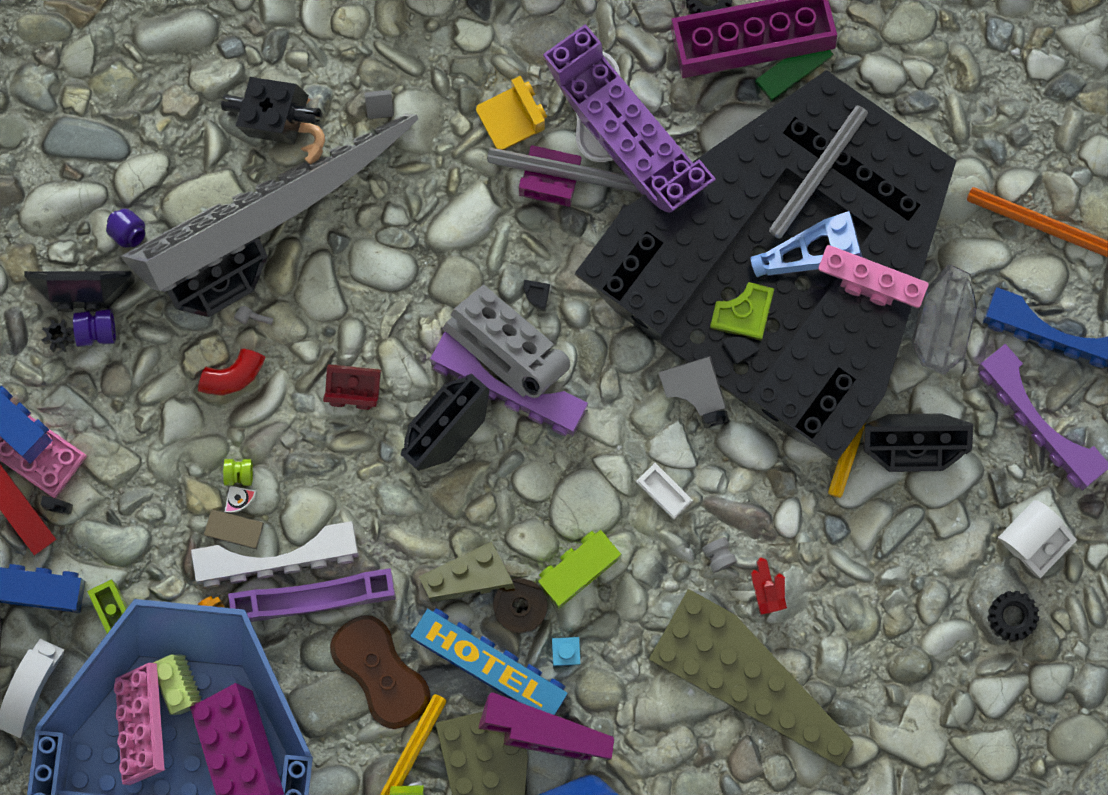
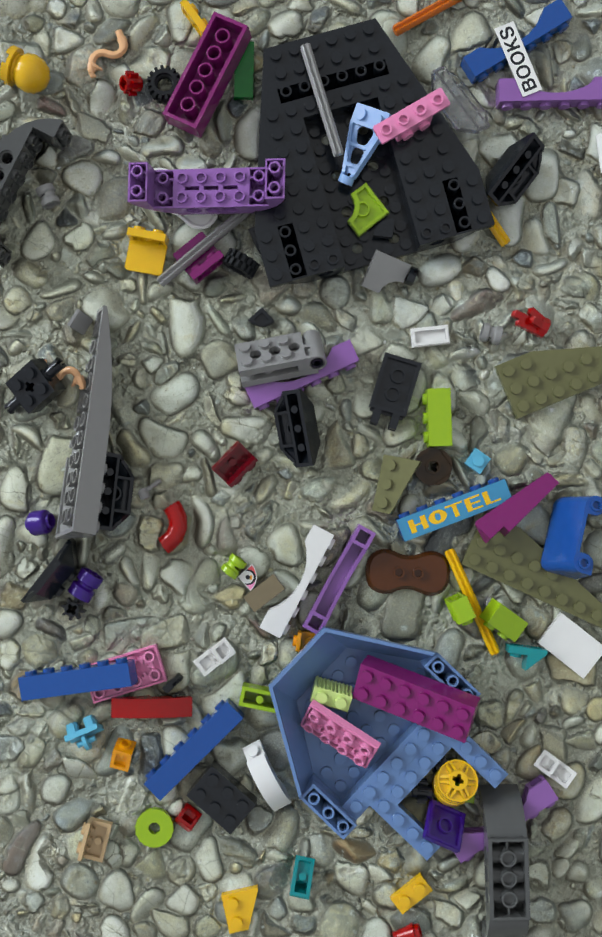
camera: 50 degrees left, 10 degrees up
(120, 529) = (214, 656): none -> white slope
(382, 755) = (460, 609): none -> lime brick
(572, 496) = (393, 389): none -> black tile
(577, 224) = (240, 263): none -> black tyre
(1043, 347) = (518, 59): none -> white sticker

